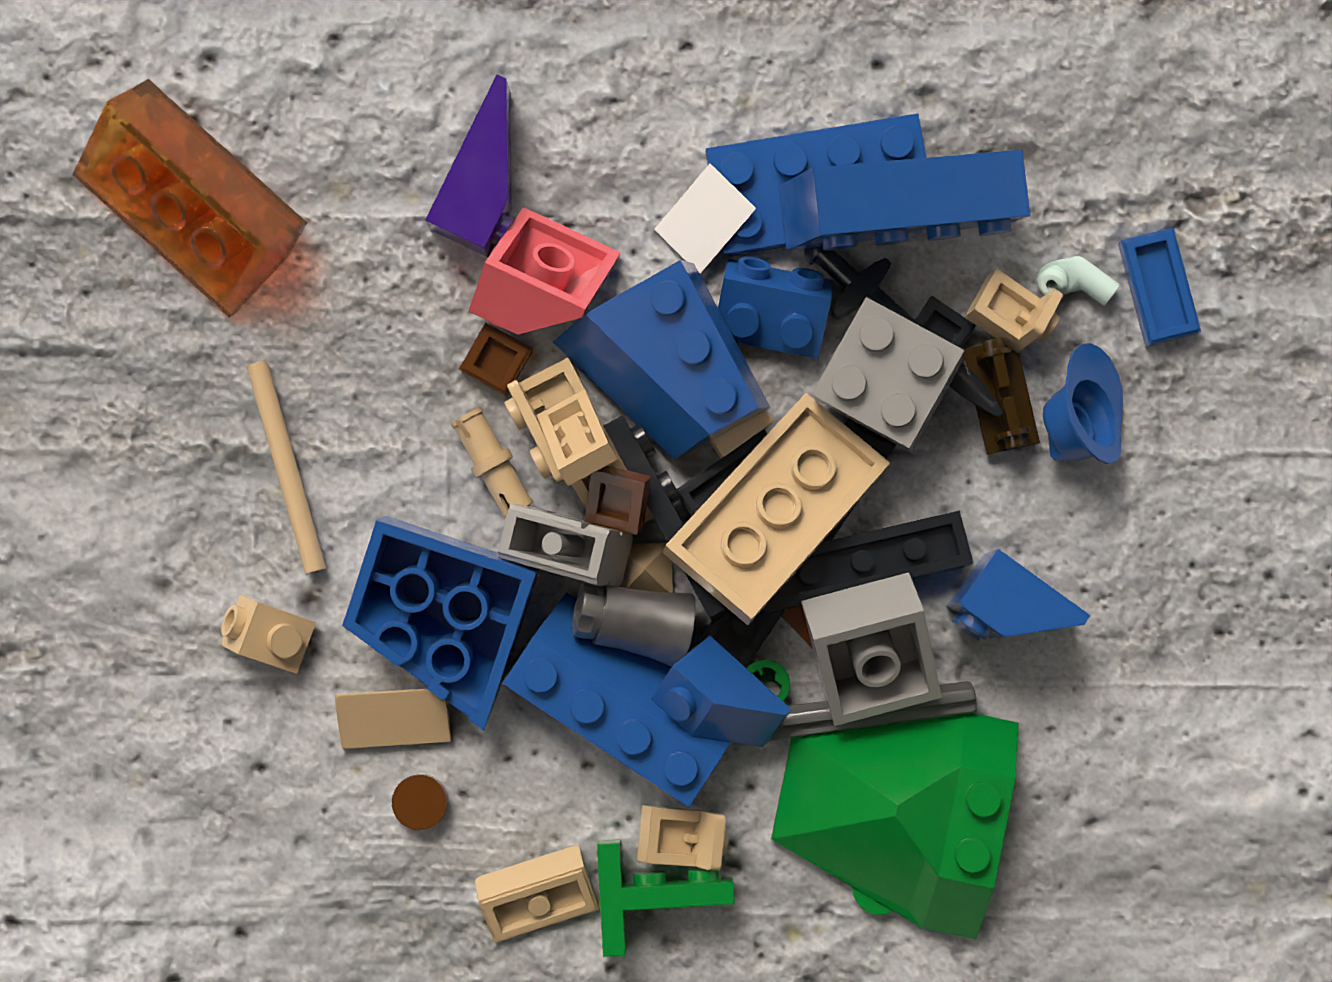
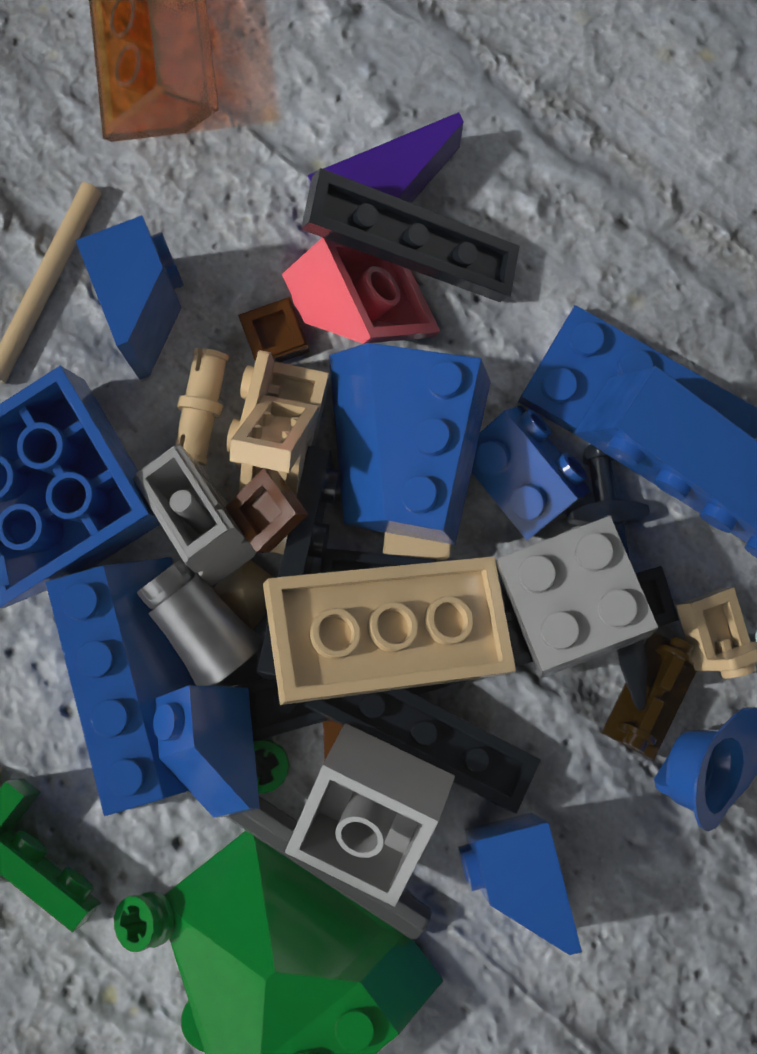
camera: 35 degrees right, 5 degrees down
(373, 415) = (135, 288): none -> blue slope
(545, 204) = (409, 236): none -> black plate
(682, 837) = (84, 836): tan bracket -> none
(705, 218) = (529, 357): white sticker -> none
(775, 874) = (136, 934): none -> green bush

